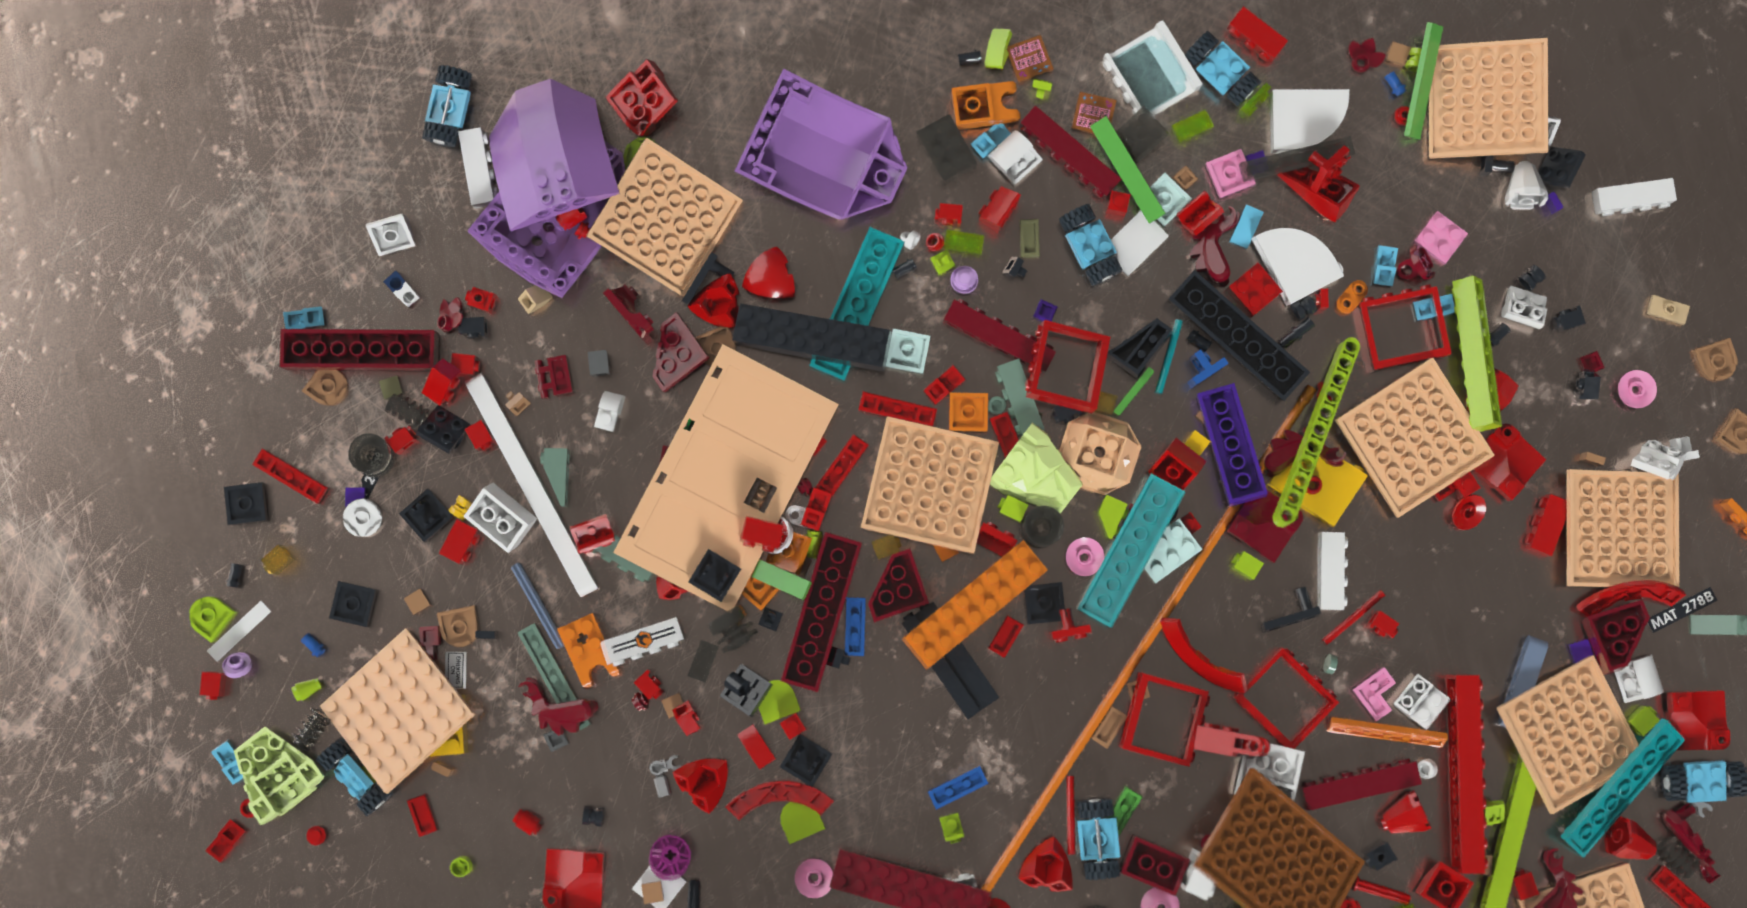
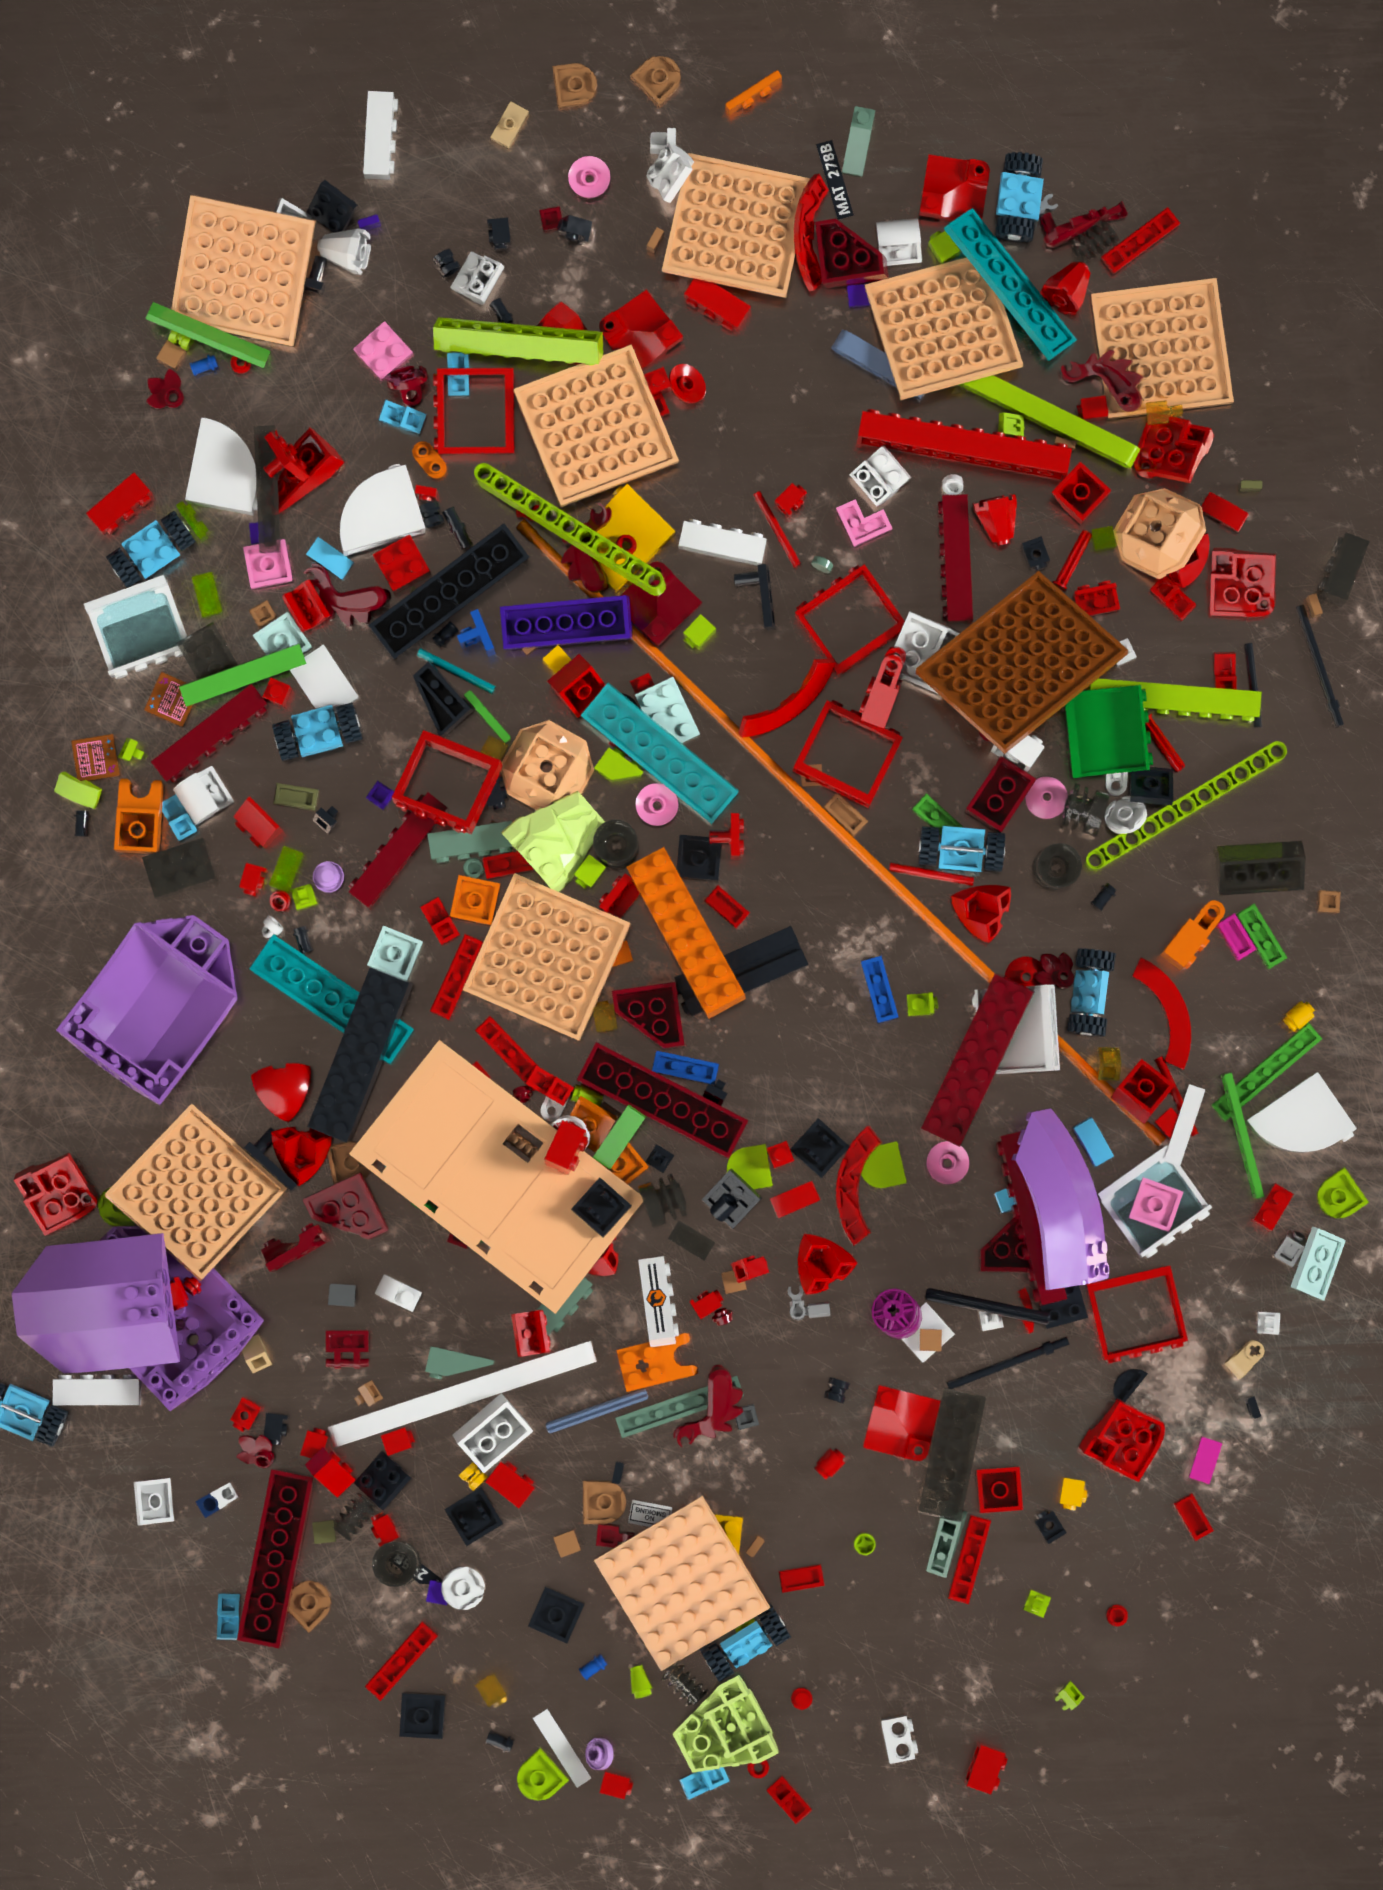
camera: 80 degrees left, 0 degrees up
(1387, 732) = (905, 519): orange tile -> none

